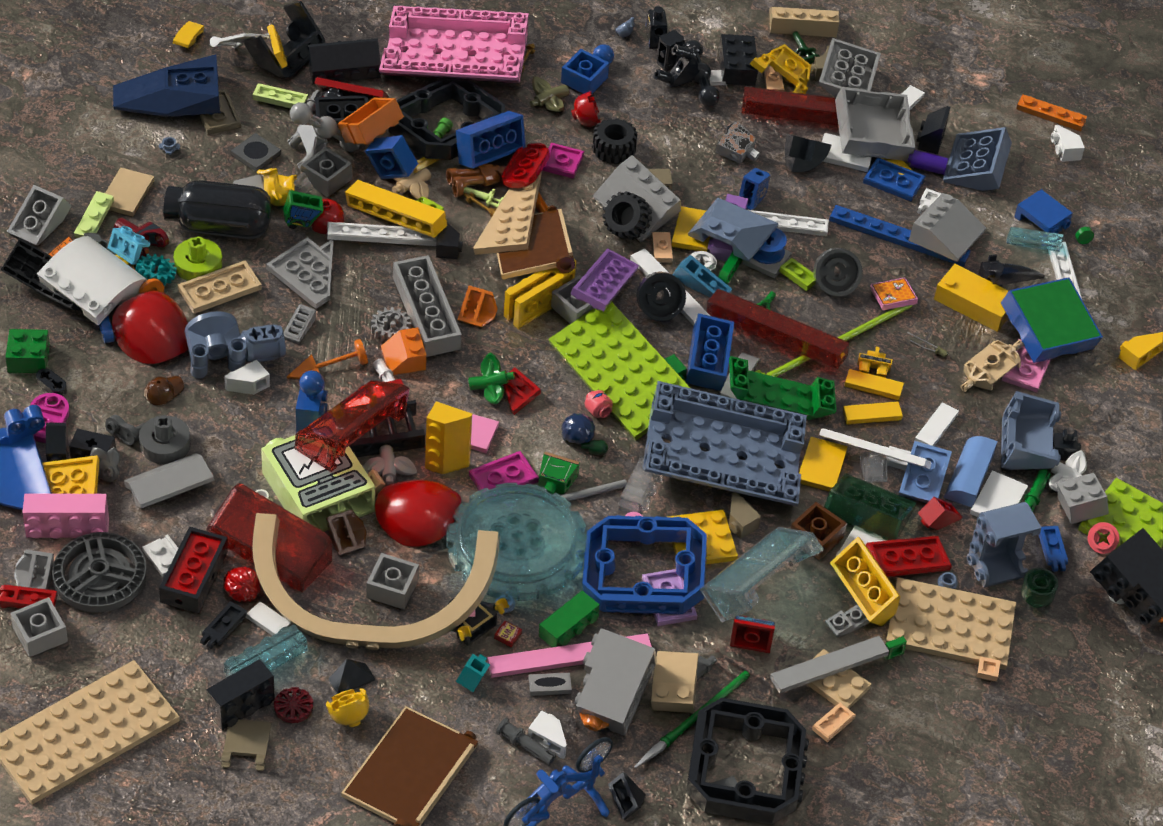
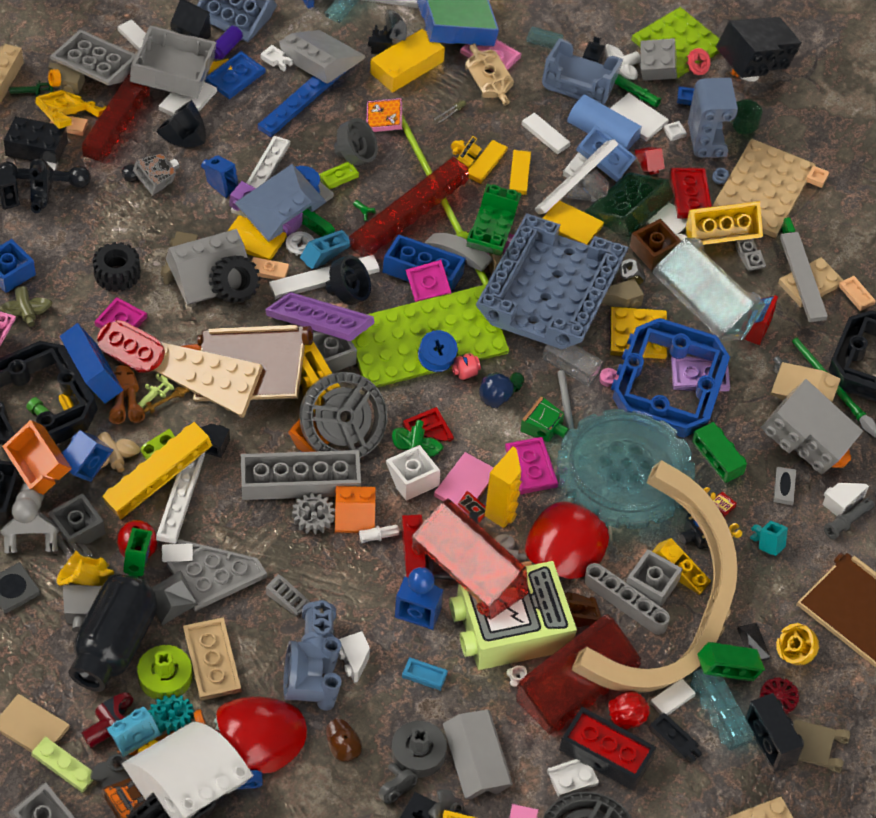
camera: 75 degrees left, 5 degrees up
(245, 434) = (425, 674): none -> dark azure tile
(271, 247) = (173, 597): none -> dark grey slope
(309, 364) = (352, 600): orange piece -> none
(311, 648) = (730, 661): none -> green brick
(318, 241) = (177, 552): none -> white sticker
(355, 583) = (630, 607): none -> light grey beam
(420, 600) = (691, 574): none -> yellow slope
(456, 383) = (413, 472): none -> white slope
(511, 321) = (353, 404): none -> dark grey piece
(545, 658) = (755, 457): bright pink tile -> none
(586, 110) = (65, 278): red cylinder -> none
(600, 372) = (444, 343): none -> blue piece
(681, 350) = (428, 281): none -> dark pink tile
(769, 514) = (631, 269): none -> dark grey rock
(816, 52) = (54, 78): none -> light orange tile
(1073, 406) = (543, 37): none -> clear light blue tile

